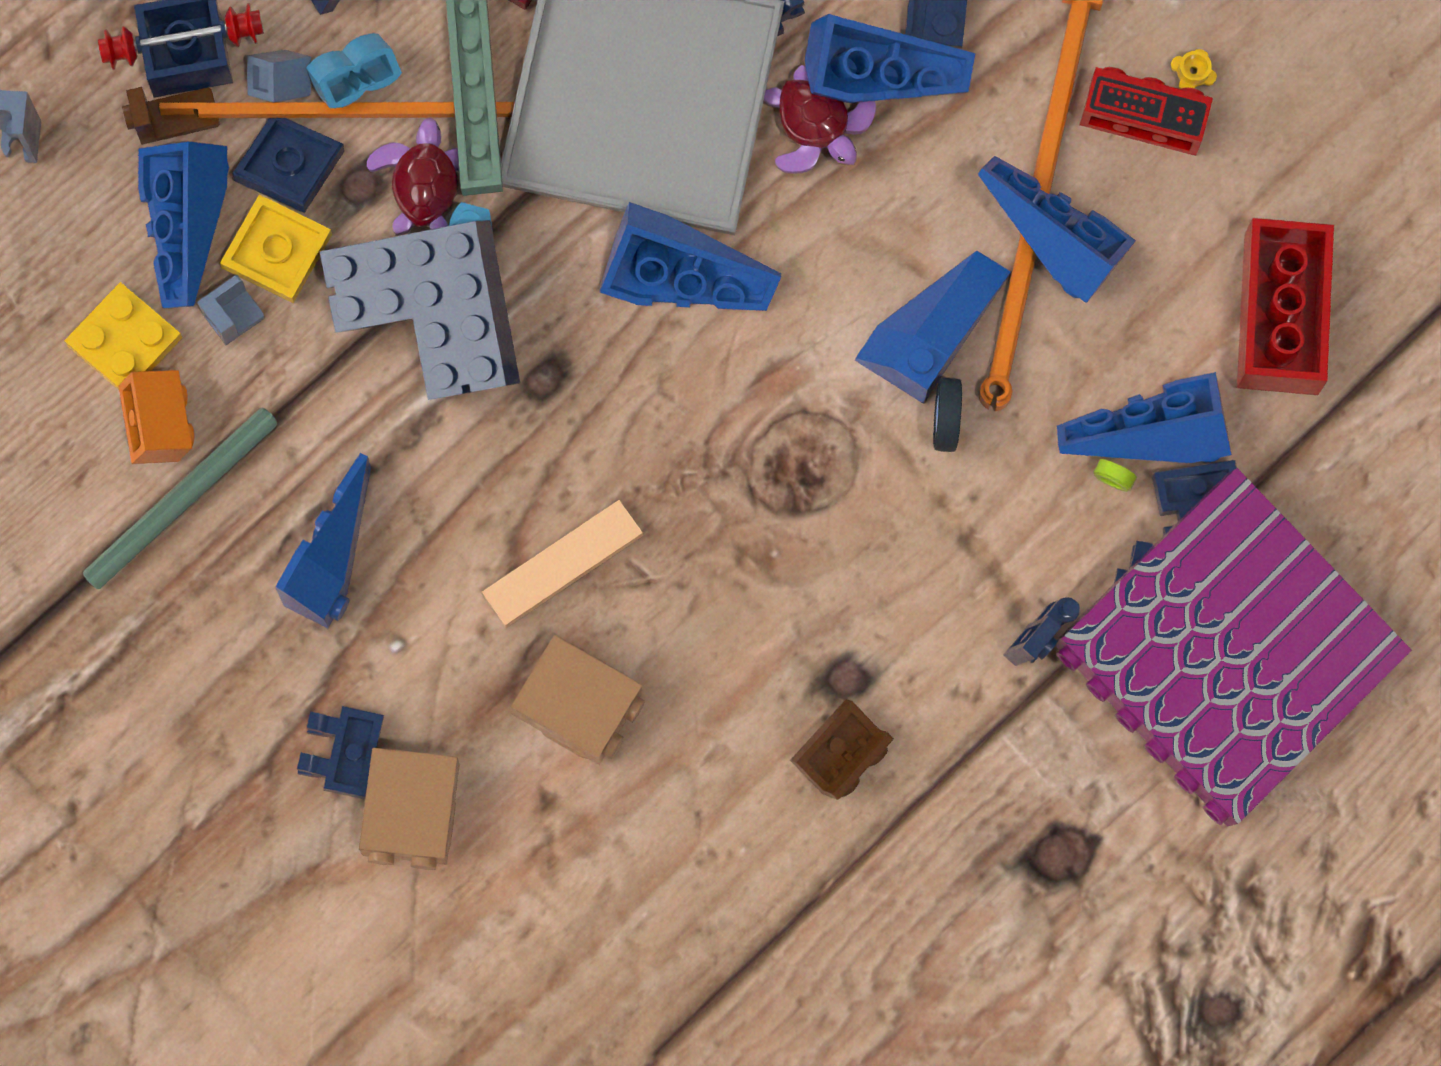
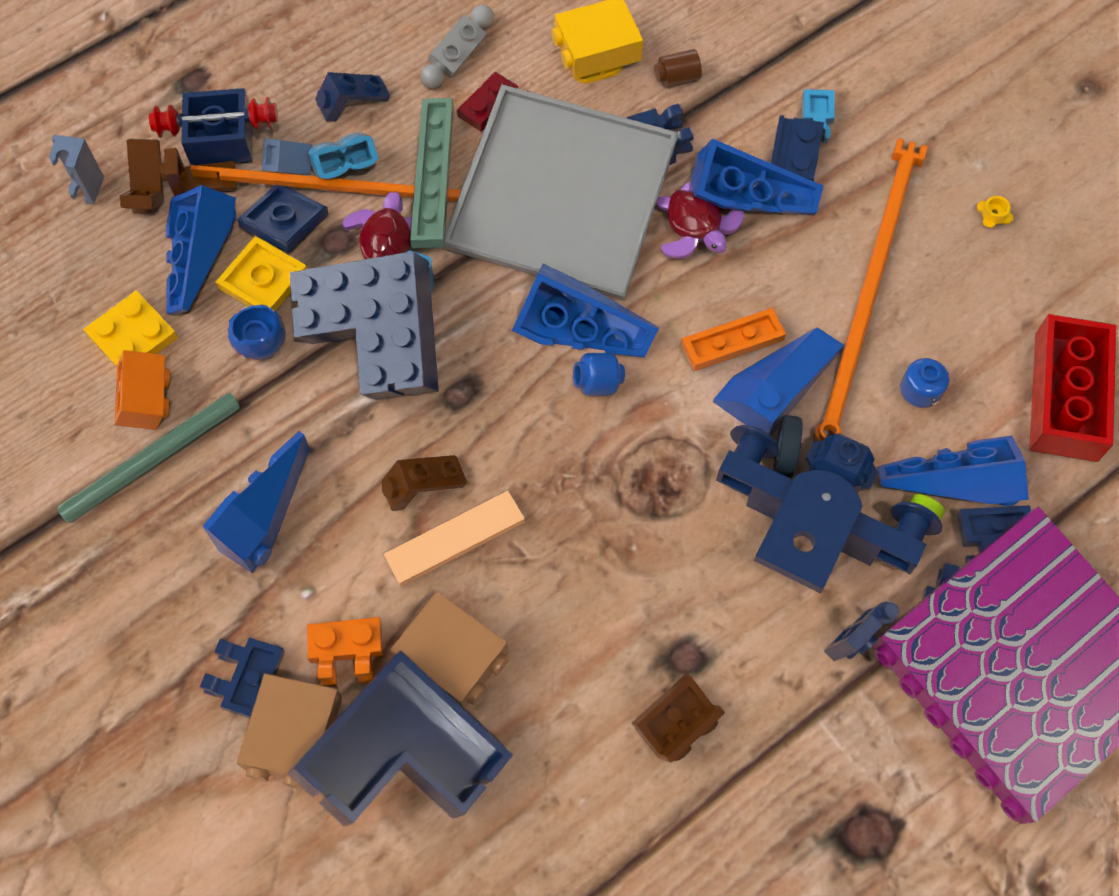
camera: 10 degrees right, 10 degrees down
(102, 126) = (144, 176): none -> reddish brown bracket
(230, 310) = (214, 315): sand blue panel -> none
(284, 326) = (256, 332): none -> blue hair
(450, 699) = (344, 641): none -> orange plate
(512, 494) = (420, 475): none -> reddish brown bracket
(534, 791) = (404, 726): none -> dark blue piece
(712, 341) = (598, 374): none -> blue head
(874, 278) = (733, 339): none -> orange plate
(989, 490) = (822, 508): none -> dark blue piece
(1071, 245) = (898, 330): blue wedge -> none
(1108, 316) = (924, 382): none -> blue head
(1146, 110) = (958, 235): red brick -> none

